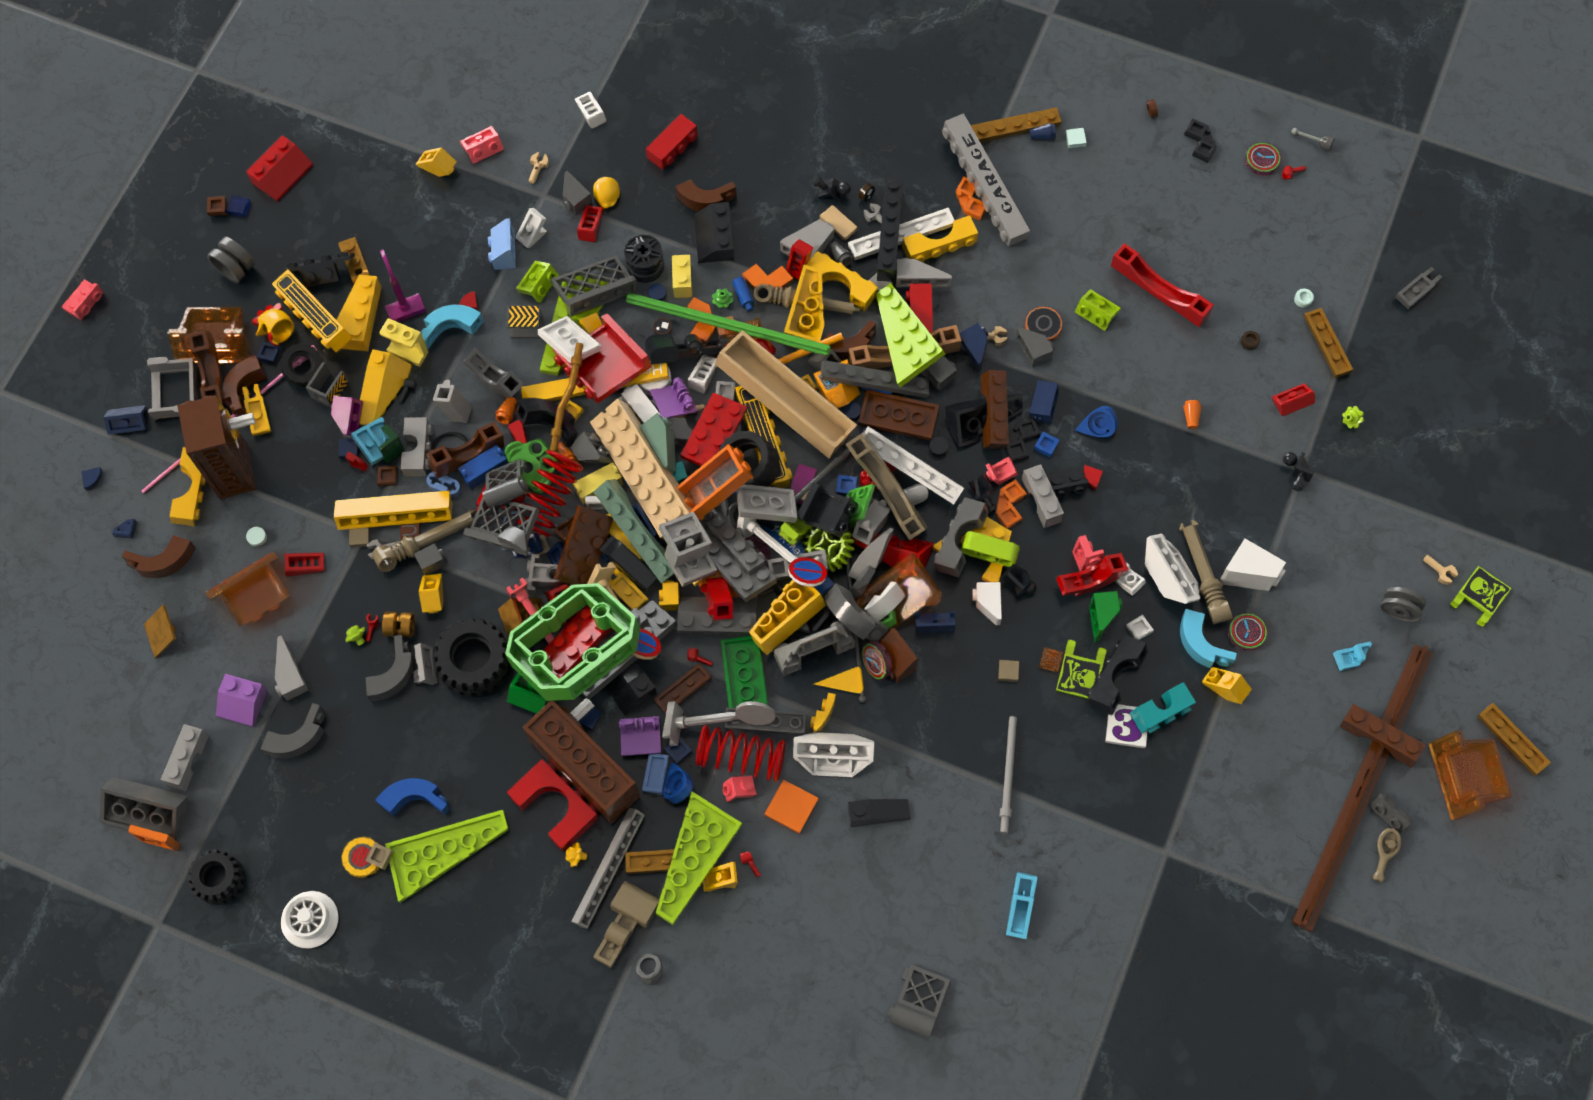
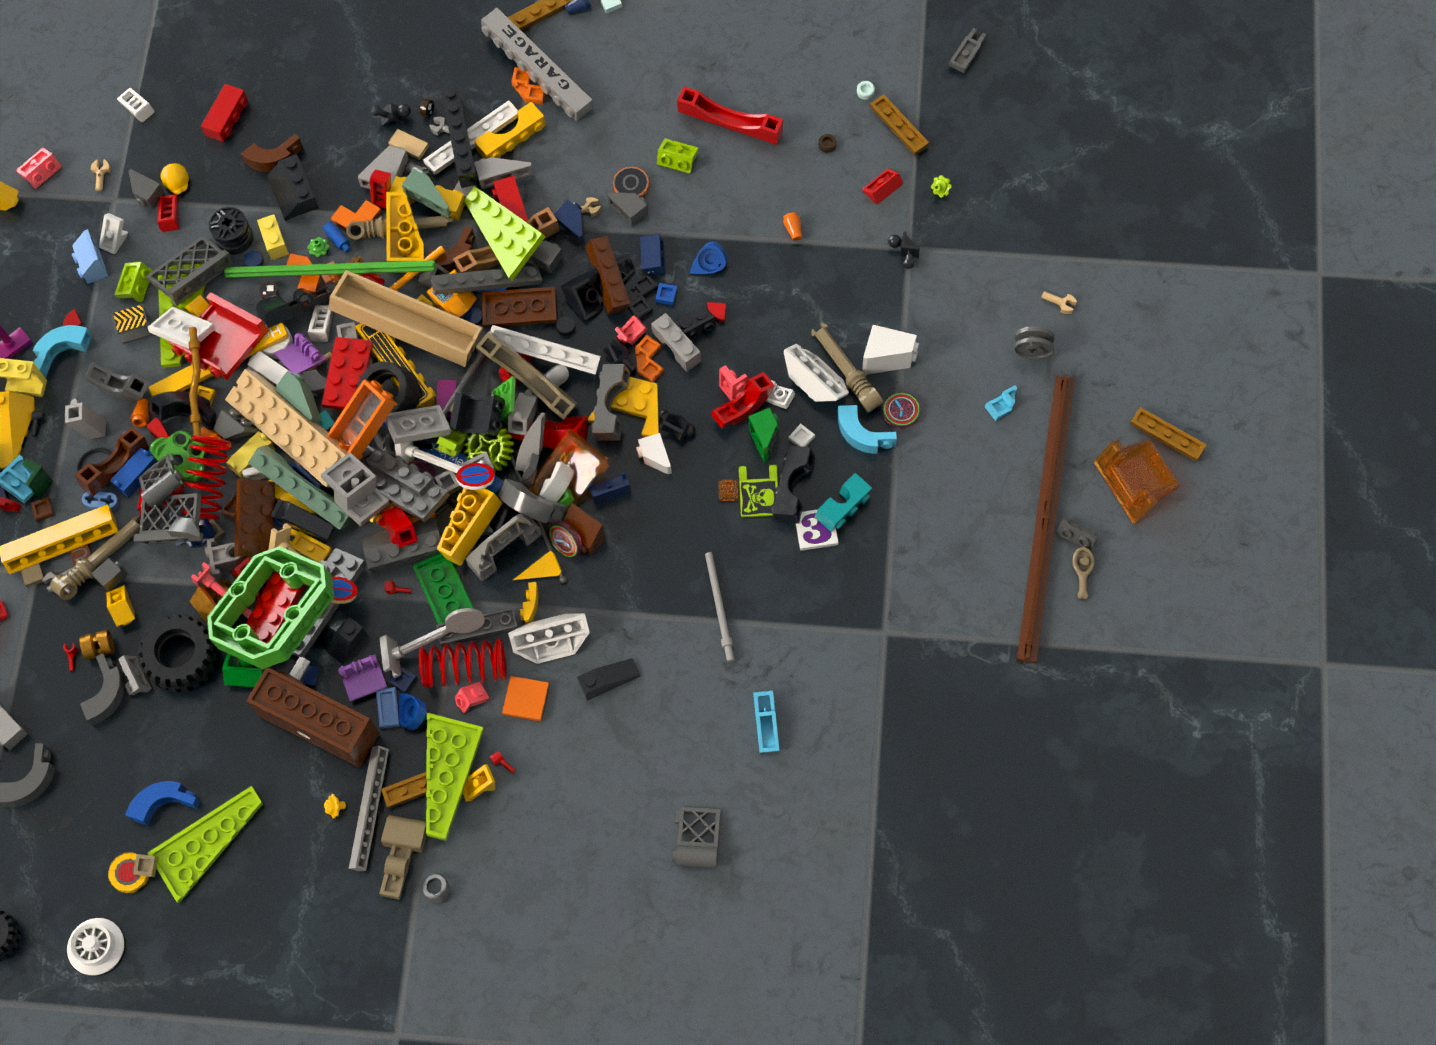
camera: 15 degrees left, 0 degrees up
(355, 634) = (57, 667): lime plant -> none
(416, 462) = (61, 458): light grey arch -> none
(544, 779) = (282, 745): red arch -> none
(555, 552) = (229, 532): dark blue plate -> none
(669, 596) = (351, 539): yellow brick -> none
(683, 687) = (390, 620): reddish brown tile -> none
(839, 272) = (422, 189): none -> sand green slope
(845, 484) = (487, 385): blue tile -> none
(990, 549) = (641, 405): lime beam -> none
(1008, 671) = (691, 512): dark tan tile -> none
(1227, 685) = (896, 463): yellow slope -> none
(1401, 746) = (1030, 461): reddish brown arch -> none
(1483, 592) = (1105, 311): flag -> none

